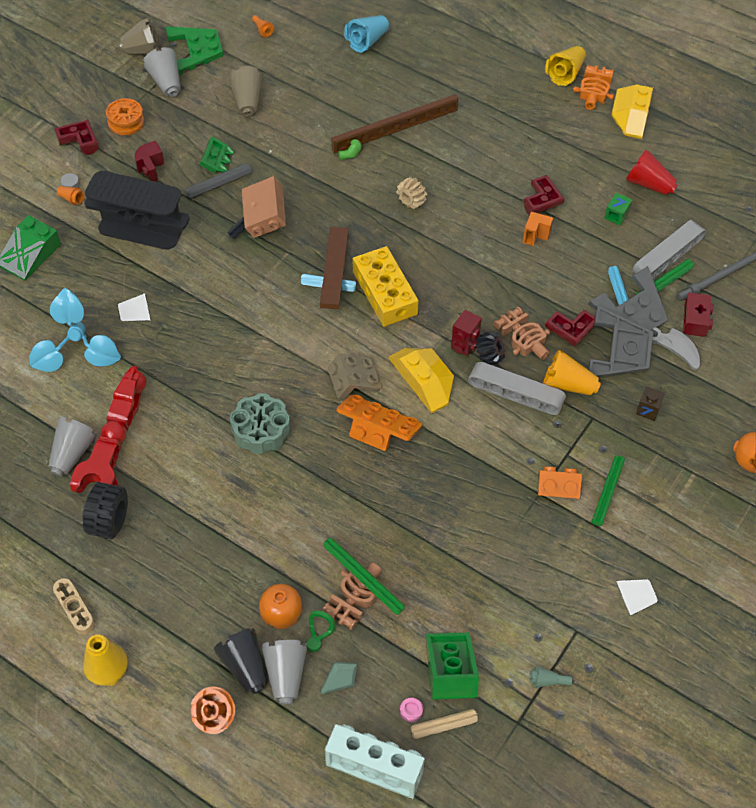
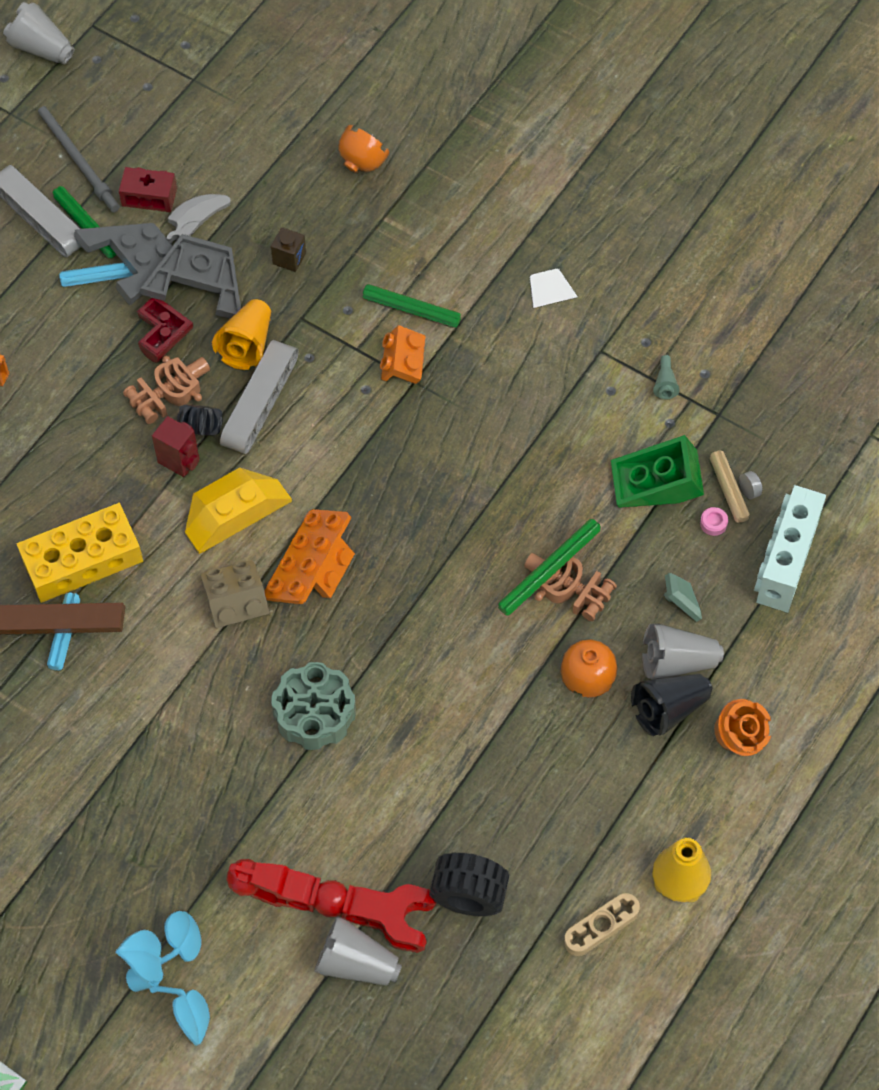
camera: 90 degrees left, 5 degrees up
(134, 309) = (95, 904): white sticker -> none
(314, 643) = (635, 629): green piece -> none
(443, 739) = (750, 485): none -> light grey tile

